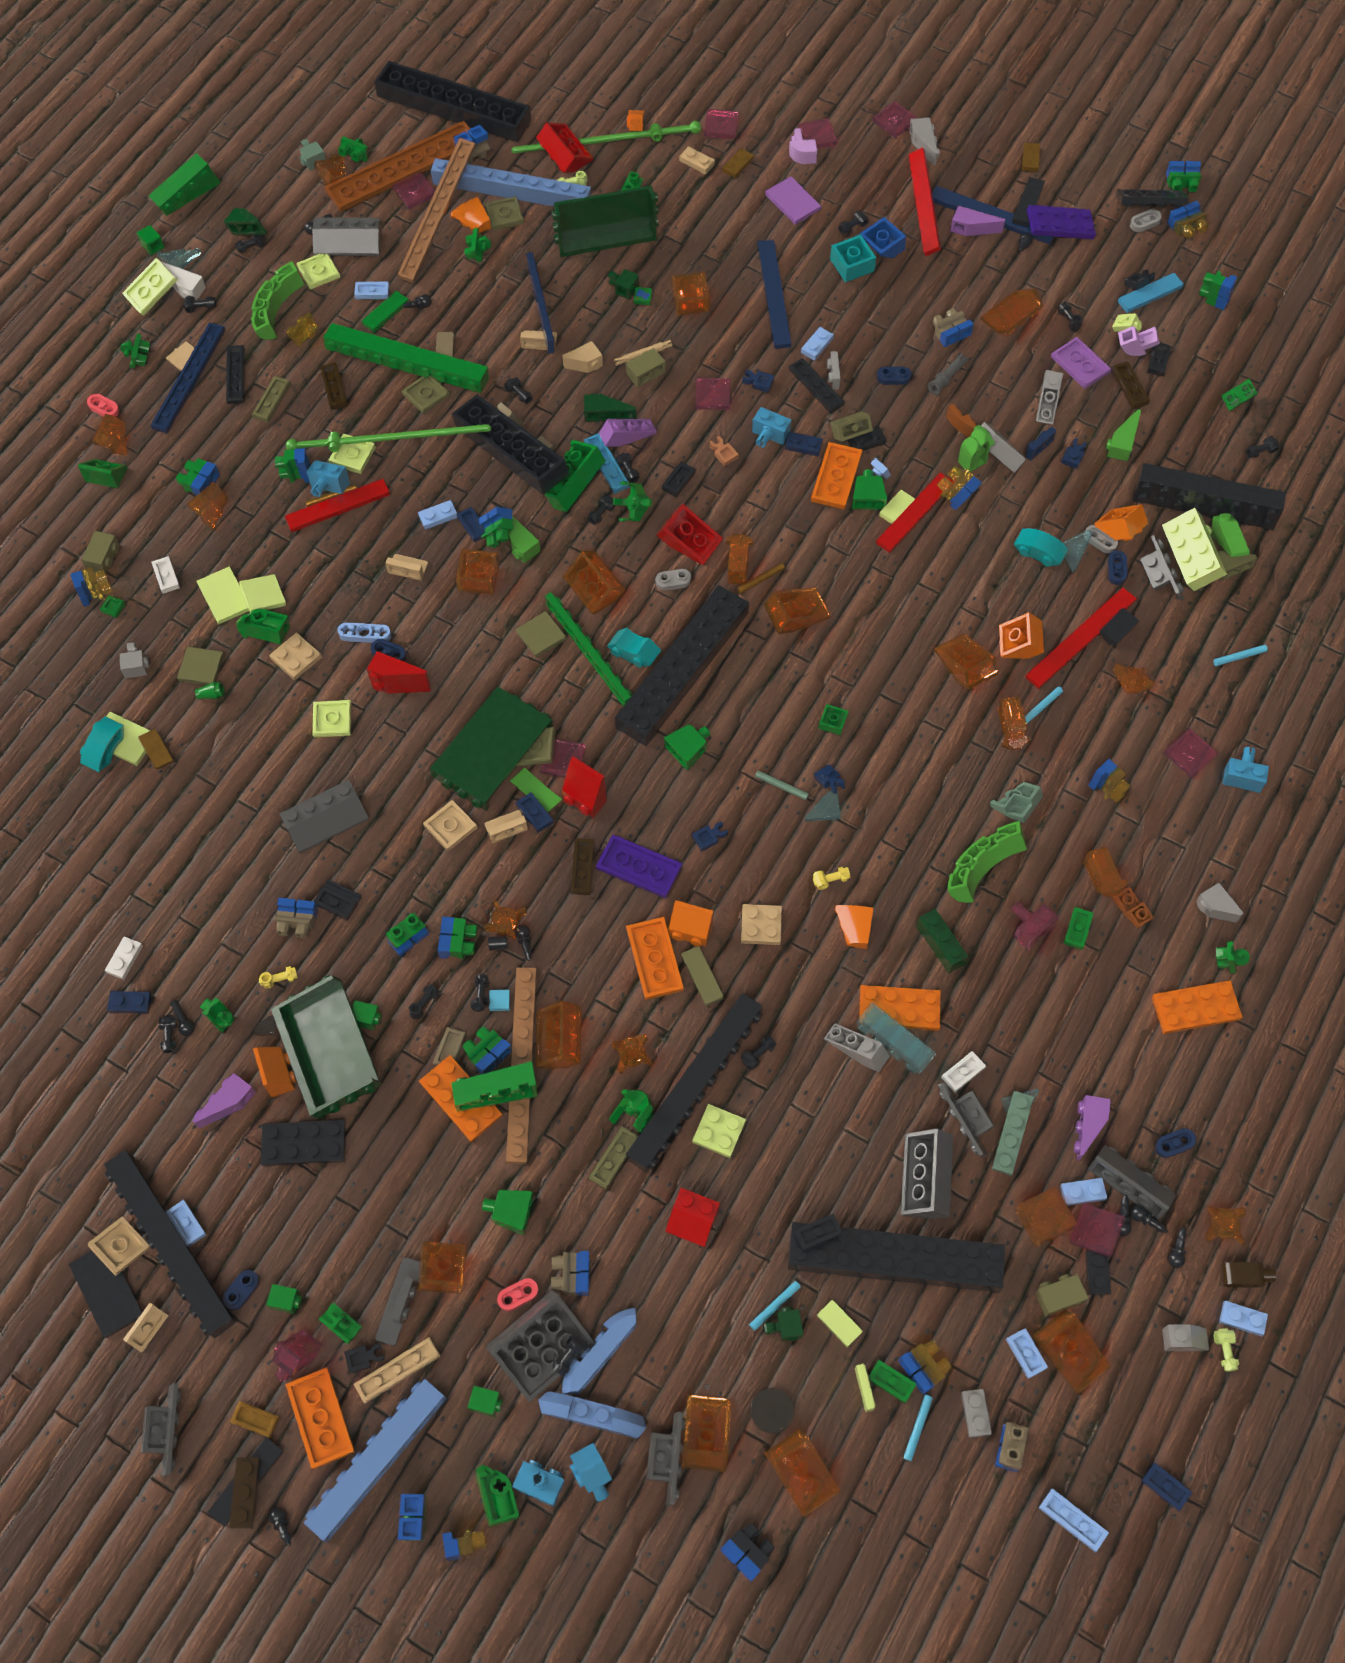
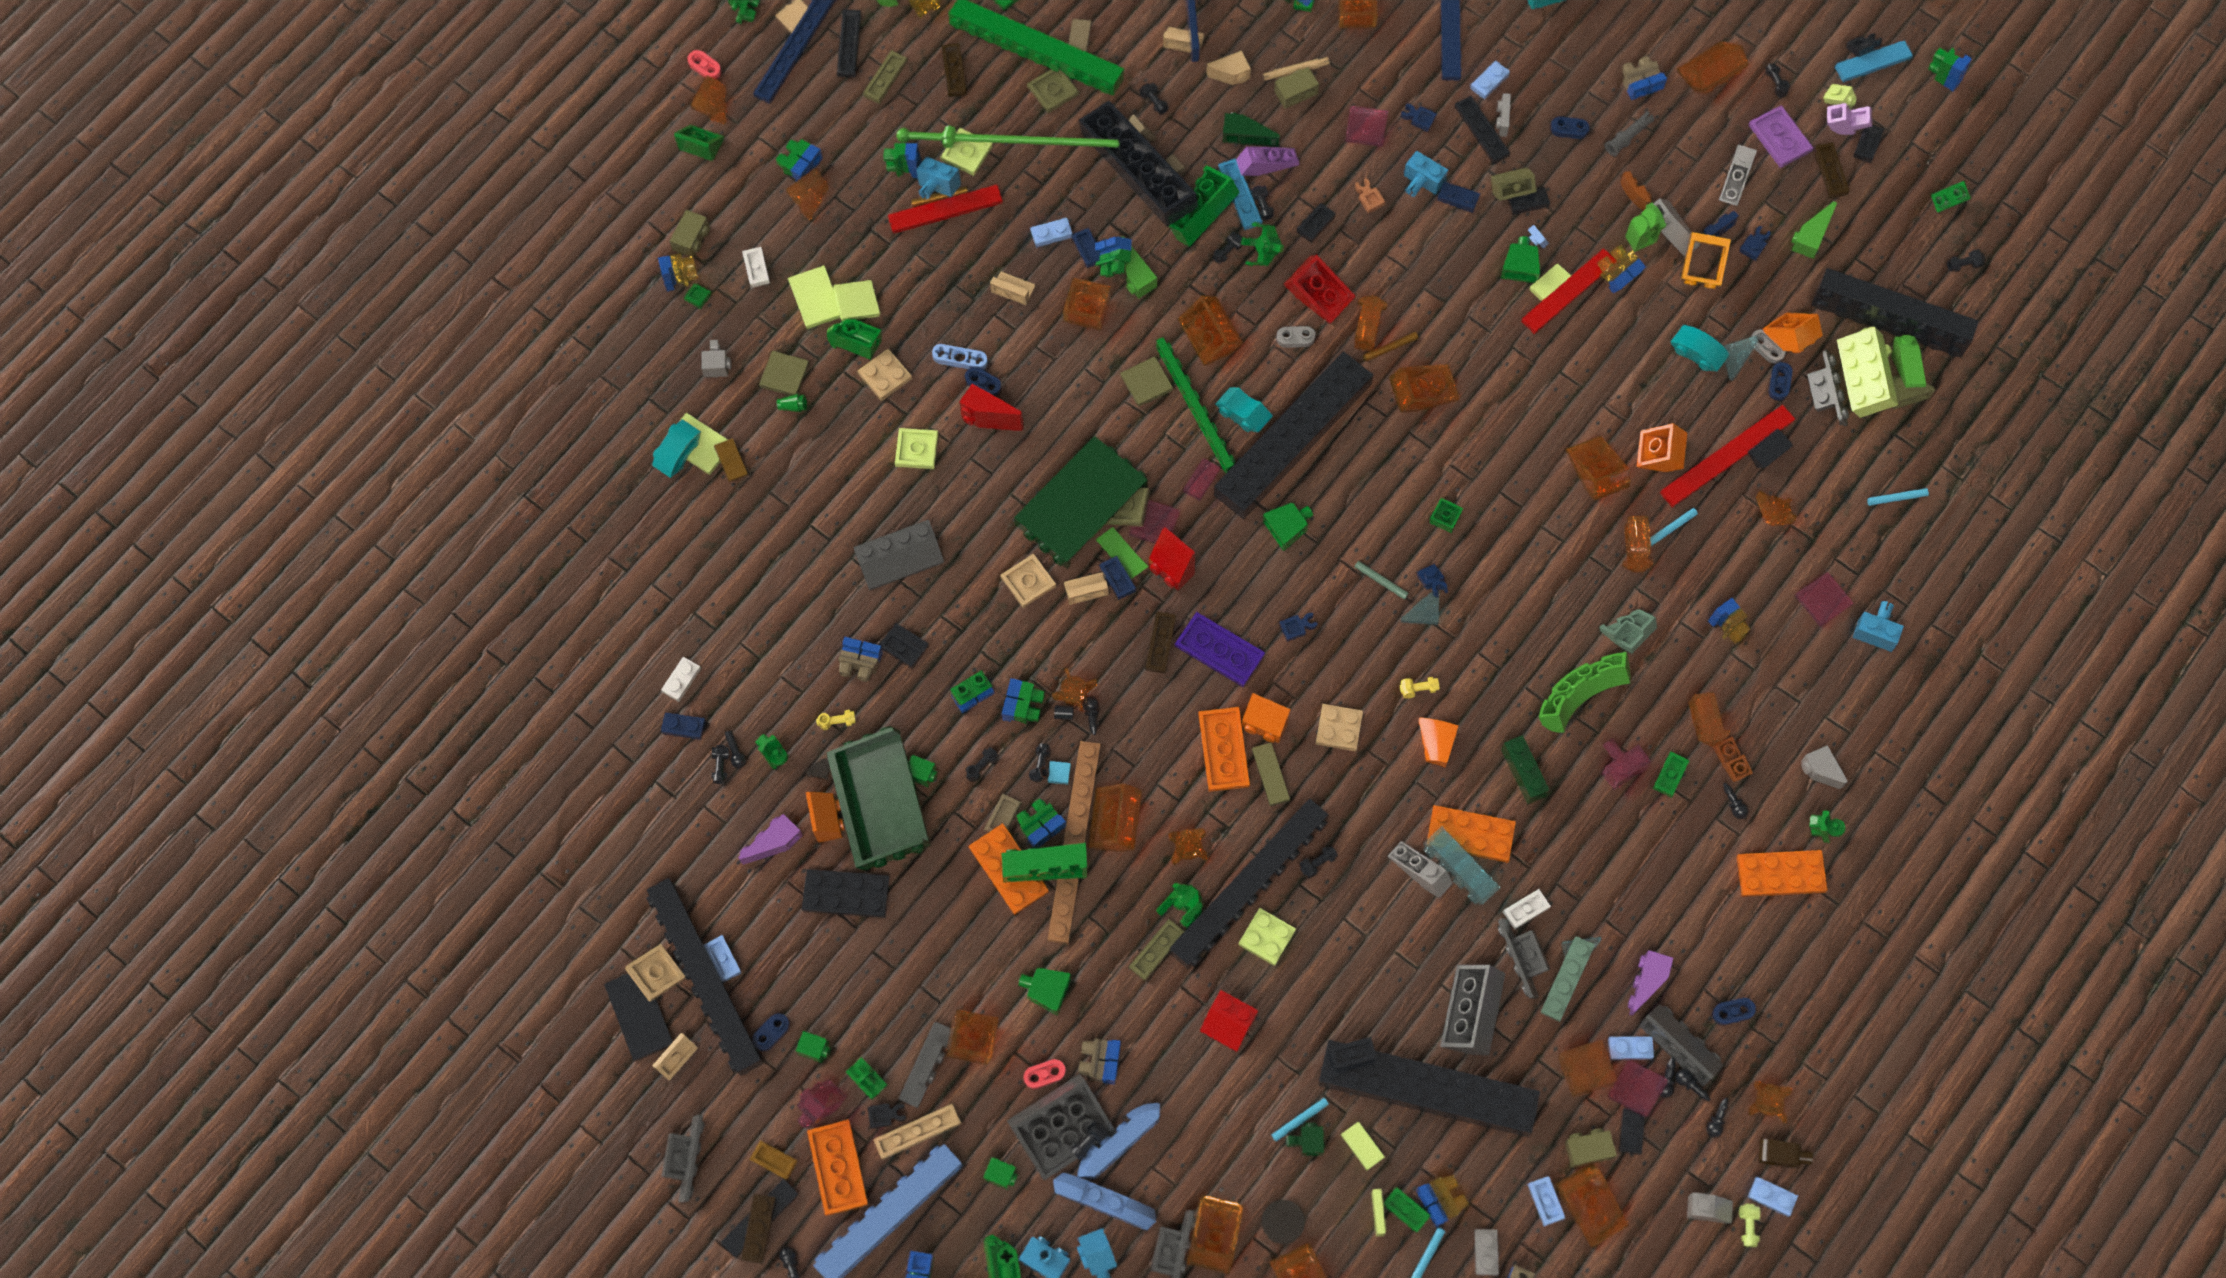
camera: 10 degrees right, 5 degrees up
(602, 715) = (1201, 479): none -> clear pink tile
(836, 475) = (1489, 238): orange plate -> none
(1033, 452) = (1709, 240): none -> light orange window
(1146, 952) = (1739, 809): none -> black bar

